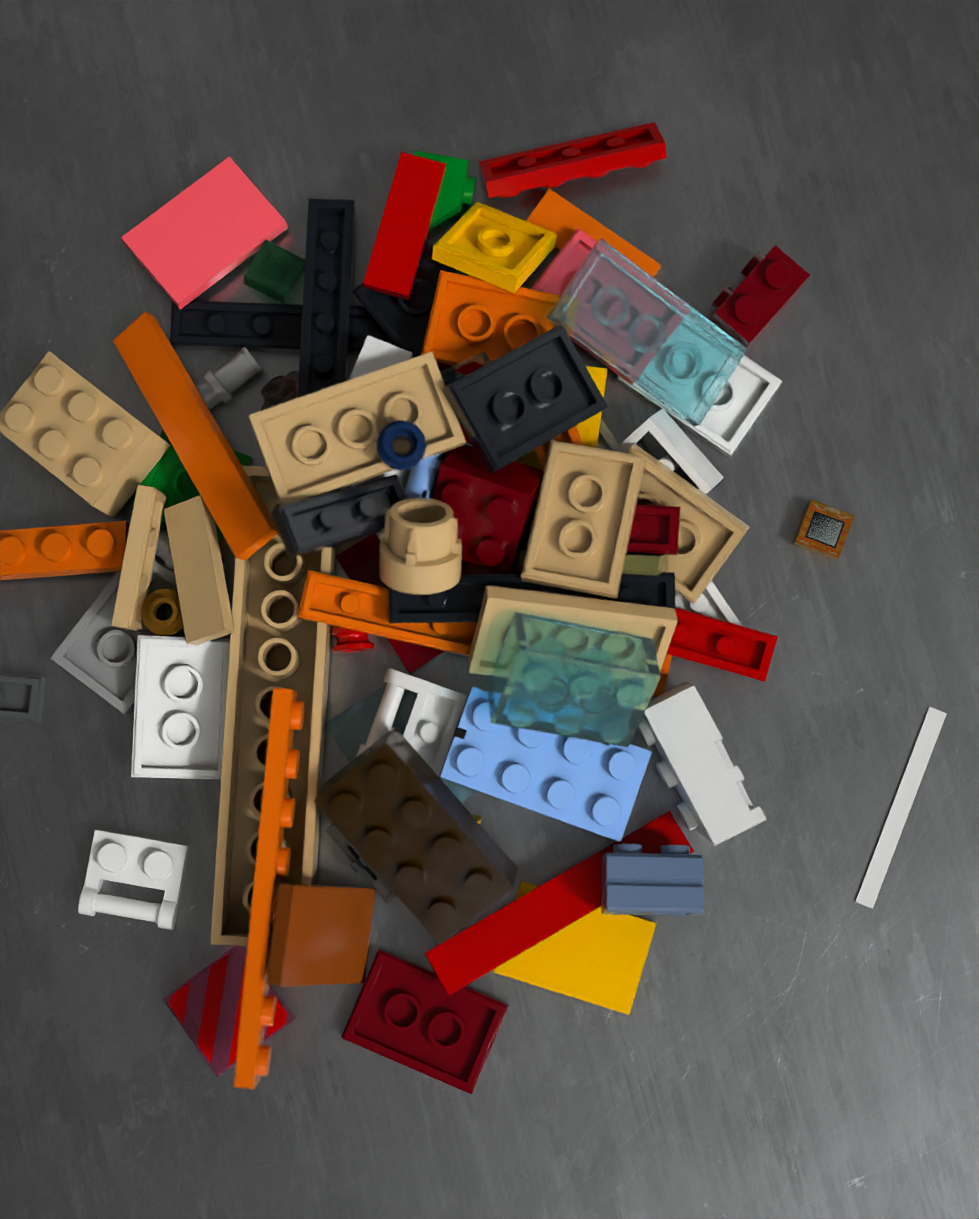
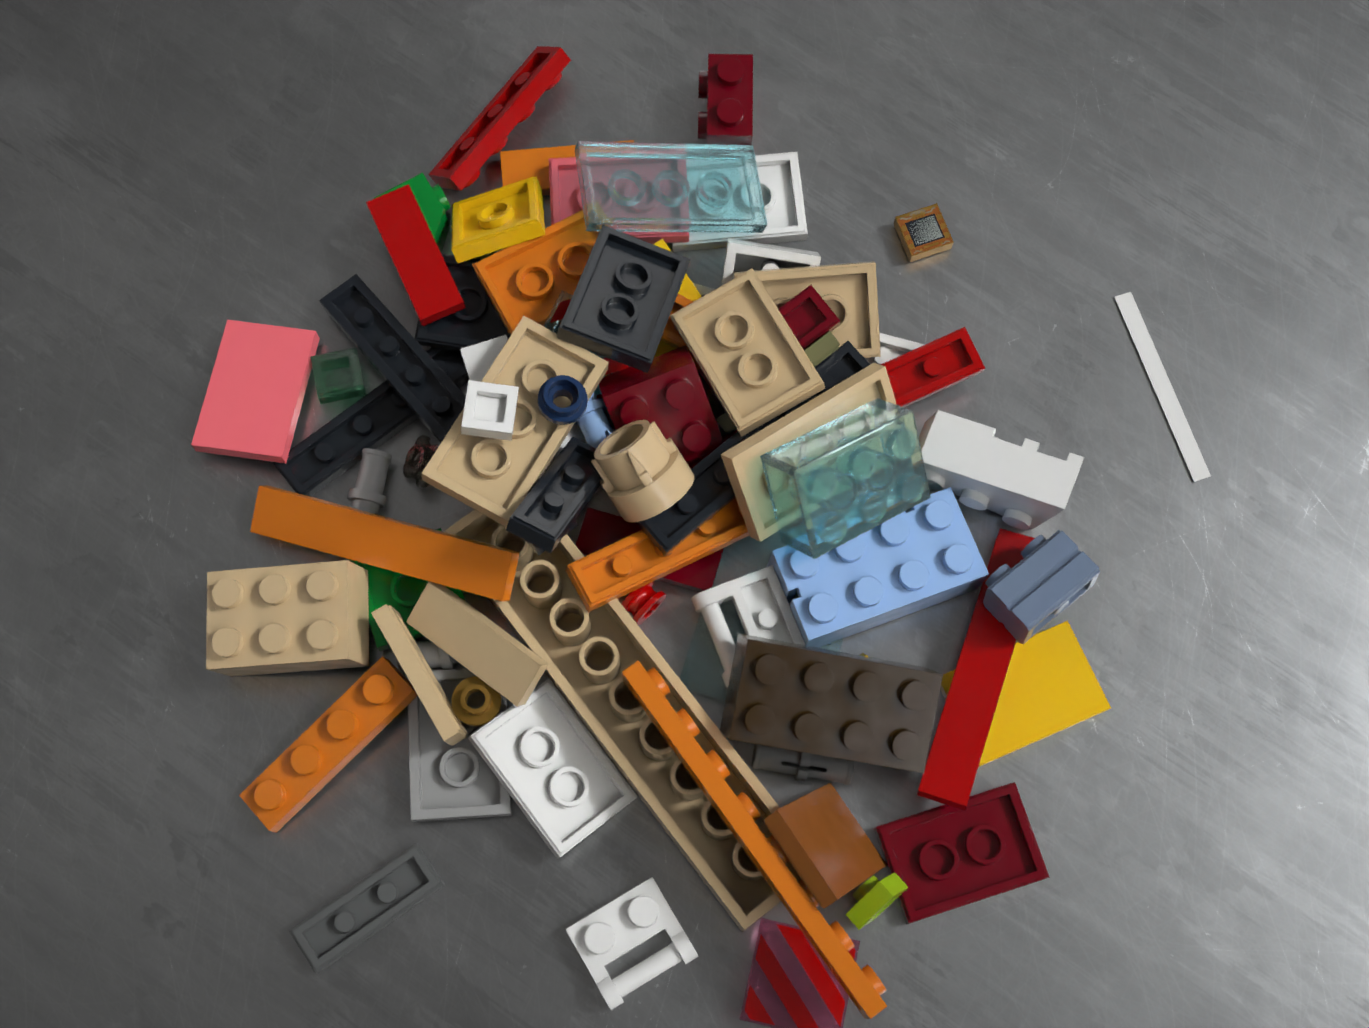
camera: 40 degrees left, 10 degrees down
(329, 1000) = (874, 898): none -> lime plate
(337, 409) = (489, 410): none -> white plate

